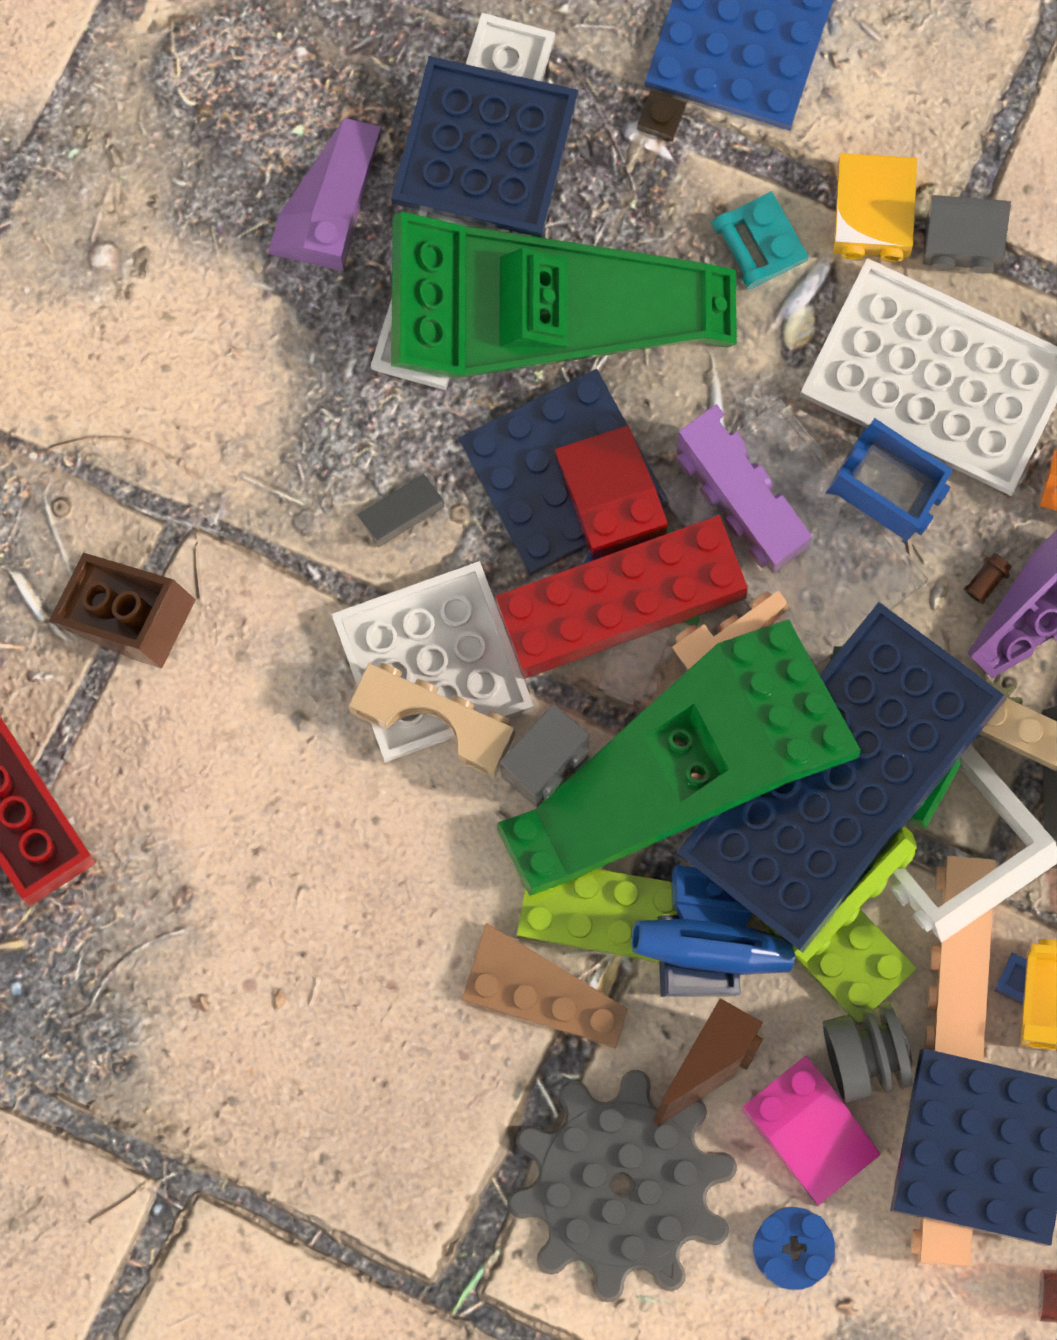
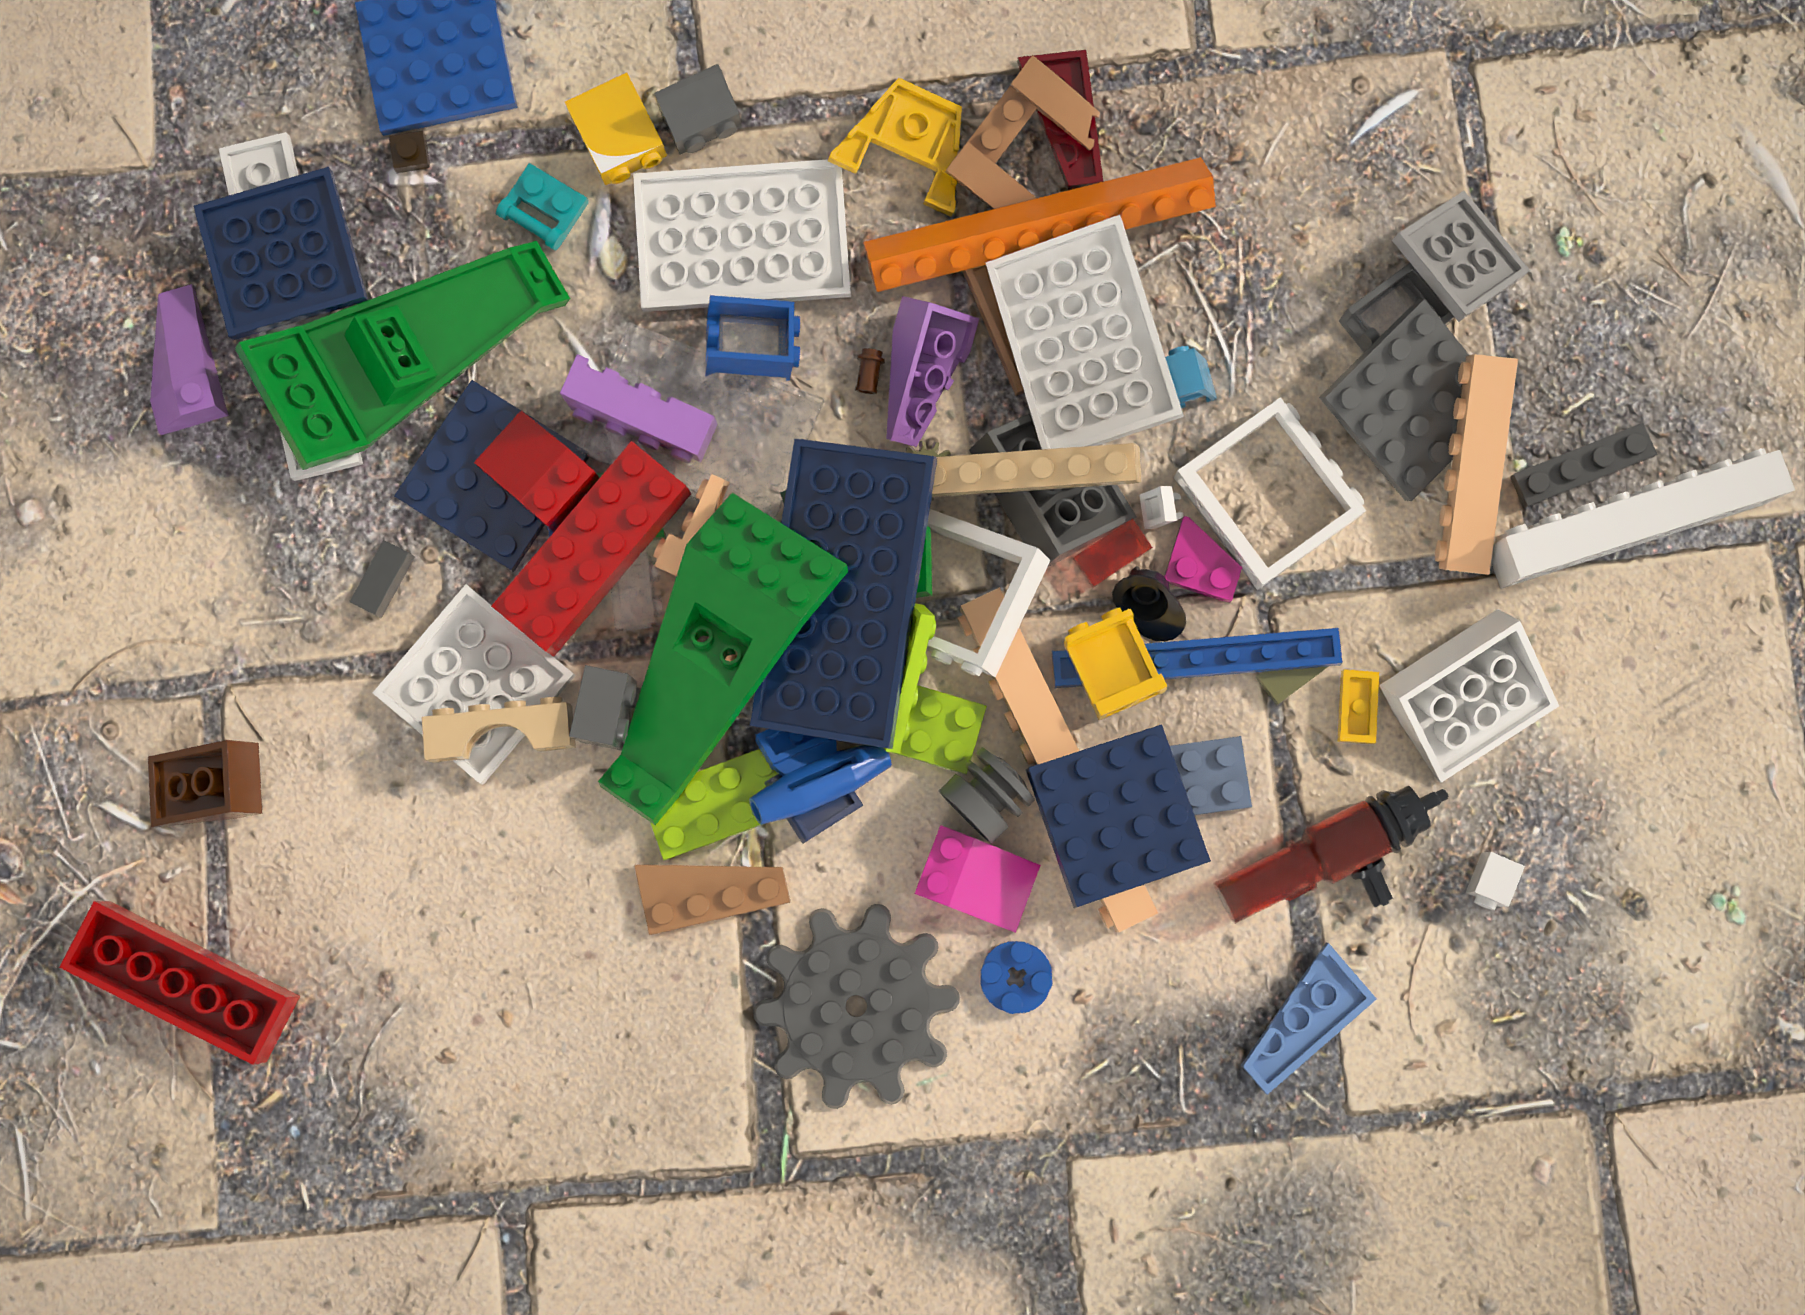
camera: 30 degrees left, 5 degrees up
(722, 1047) = (871, 867): reddish brown slope -> none

